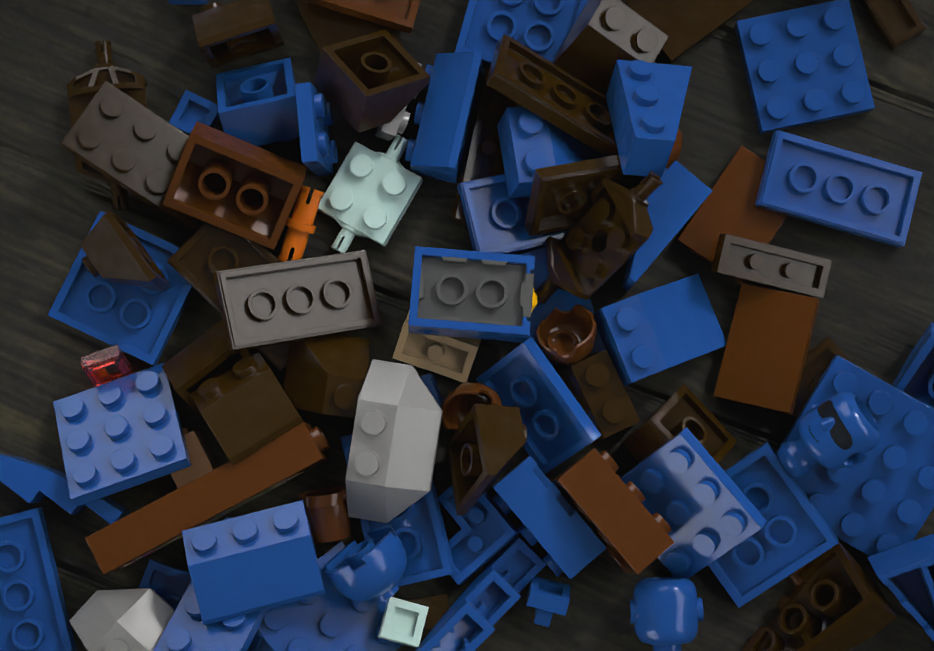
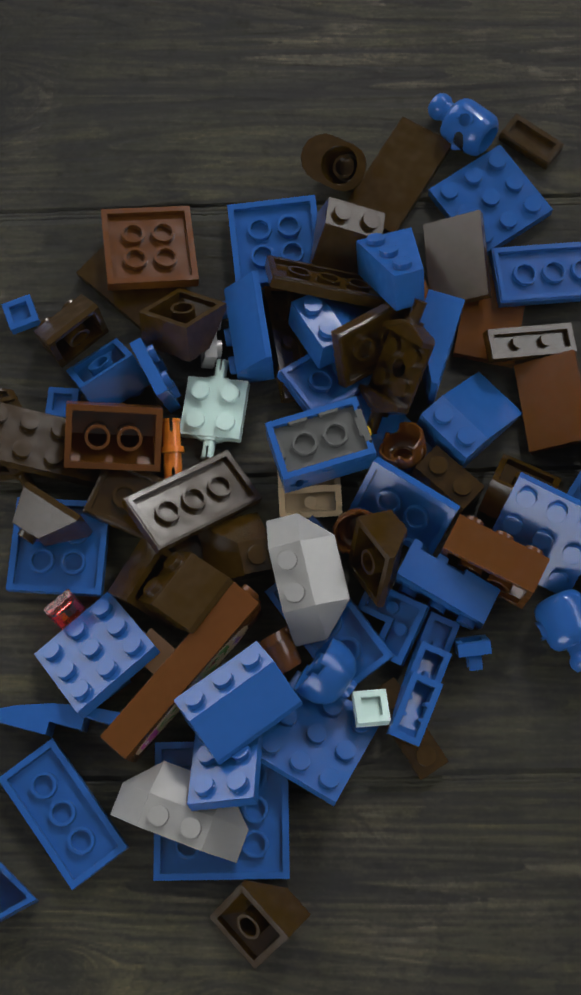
camera: 15 degrees left, 10 degrees down
(731, 126) = (458, 257): none -> dark brown tile

